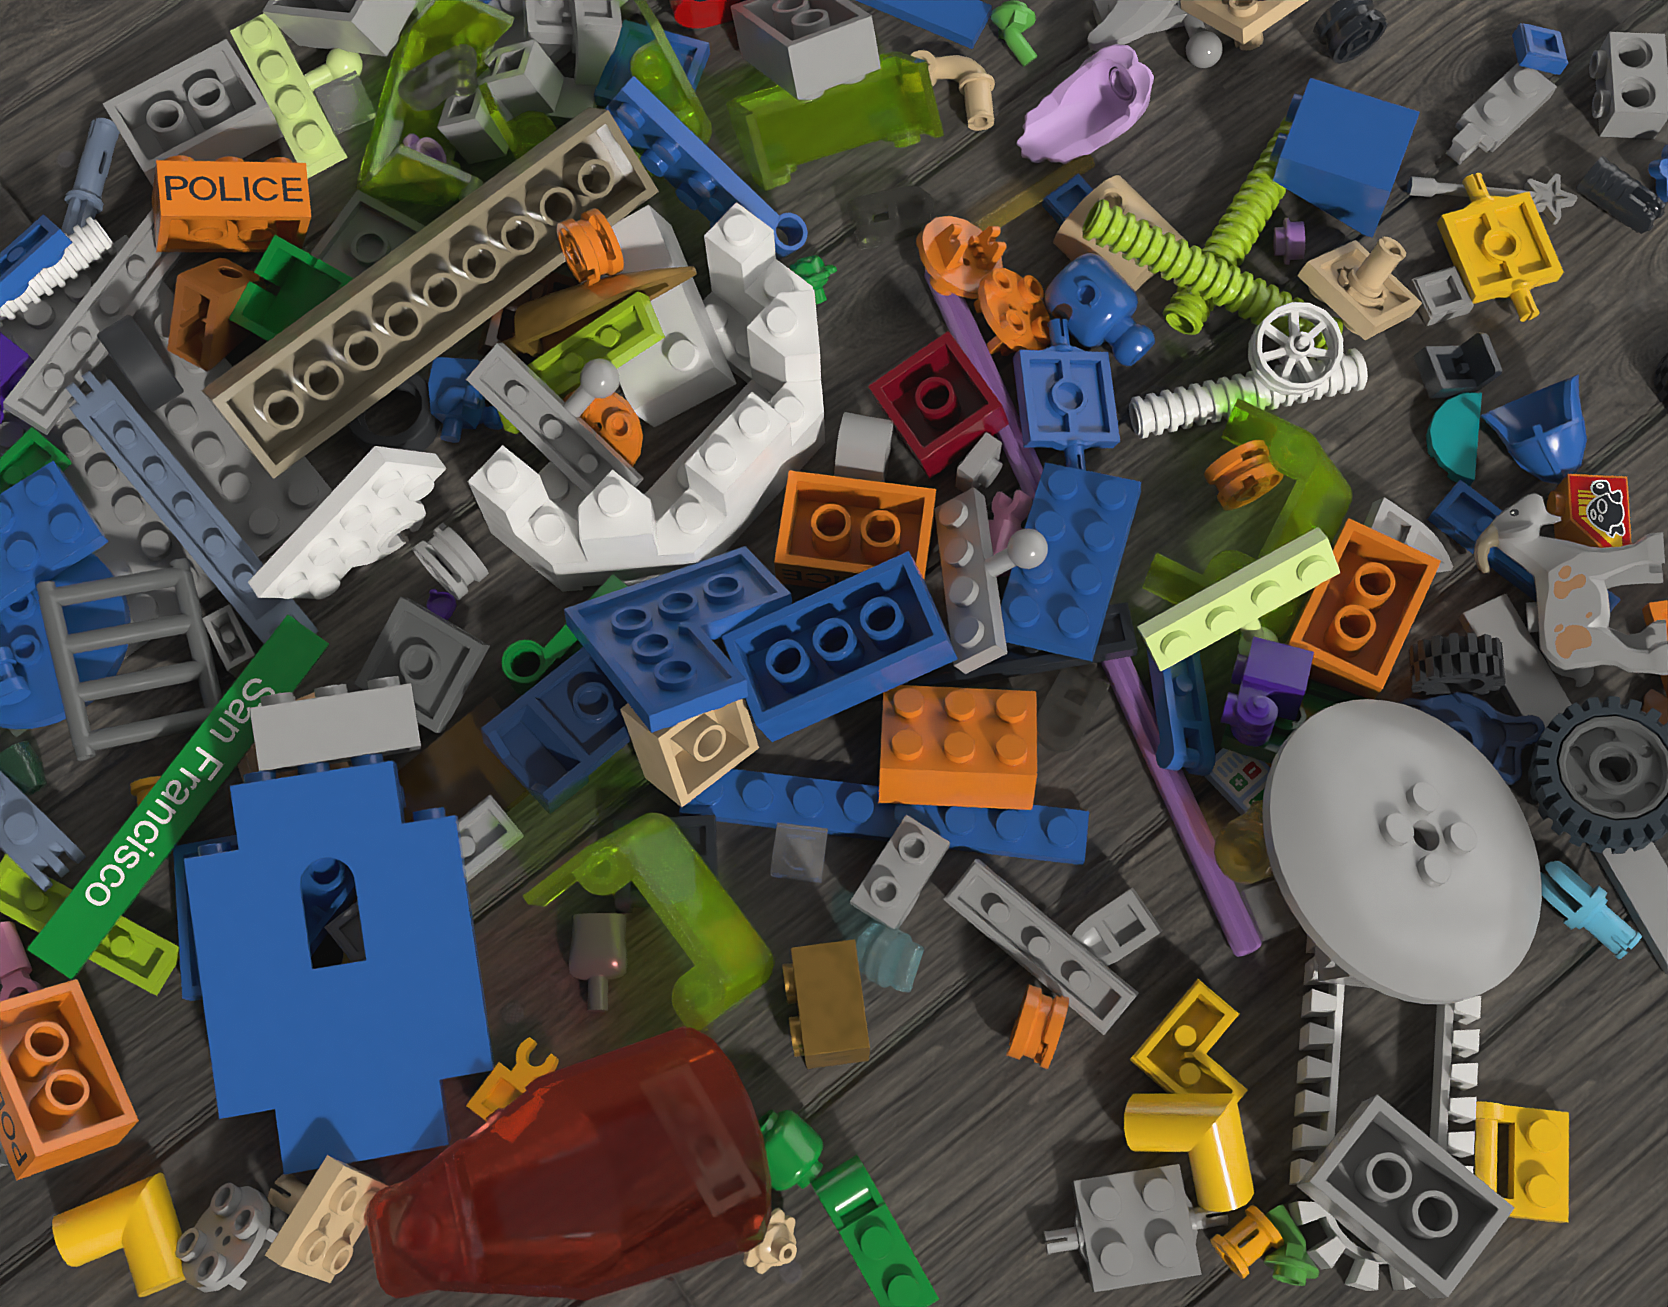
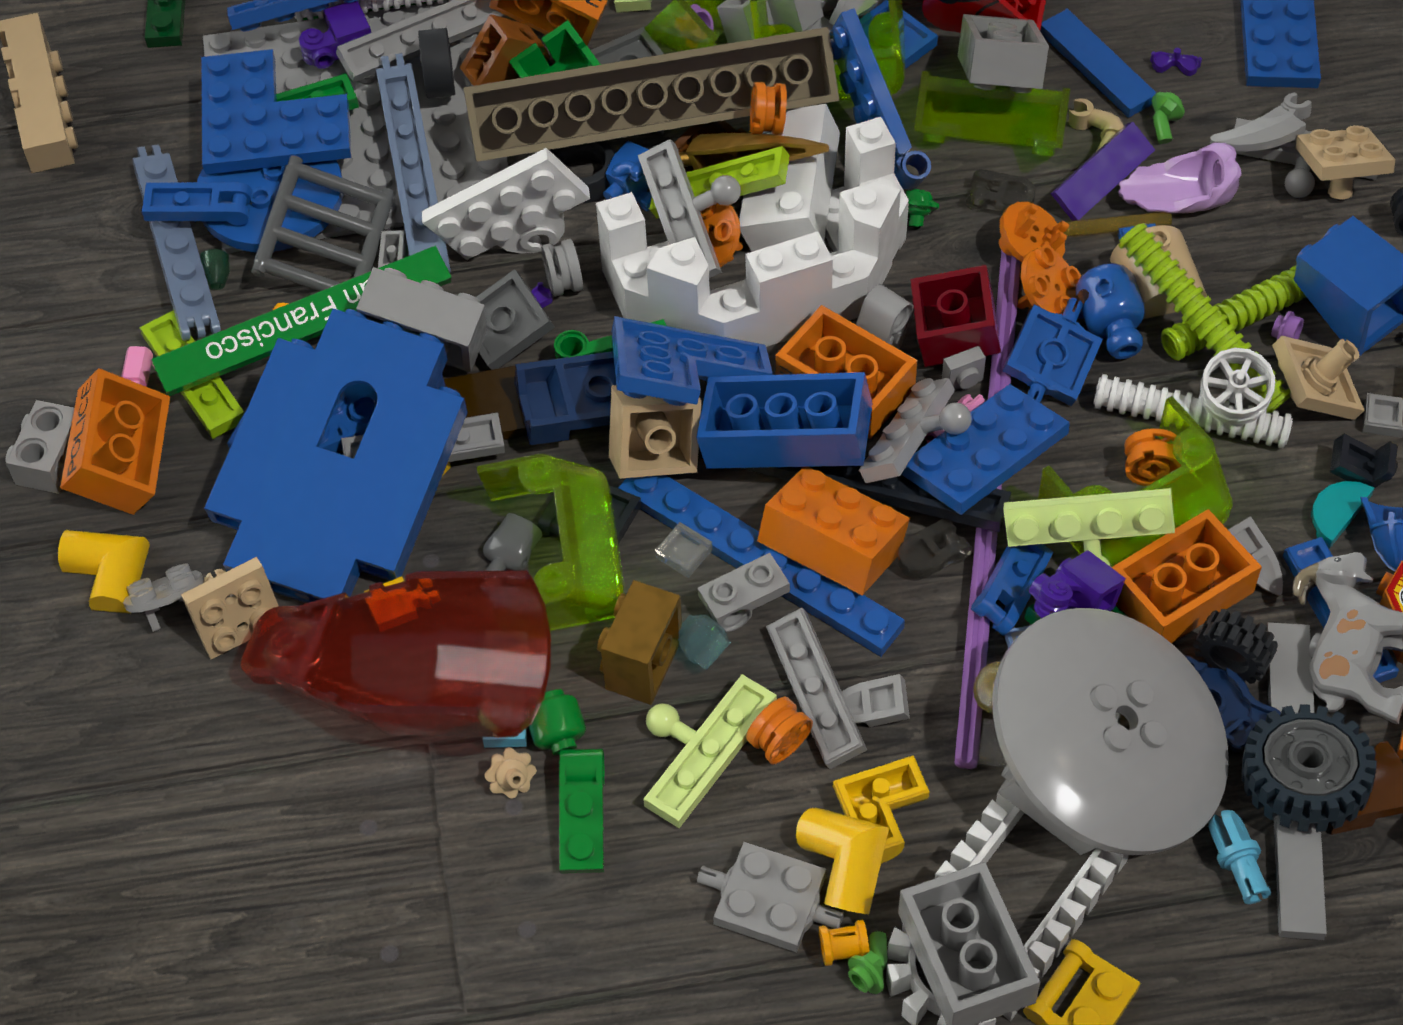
camera: 30 degrees right, 15 degrees down
(968, 1087) = (706, 750): none -> yellowish green plate
(992, 137) = (1102, 171): none -> dark purple tile

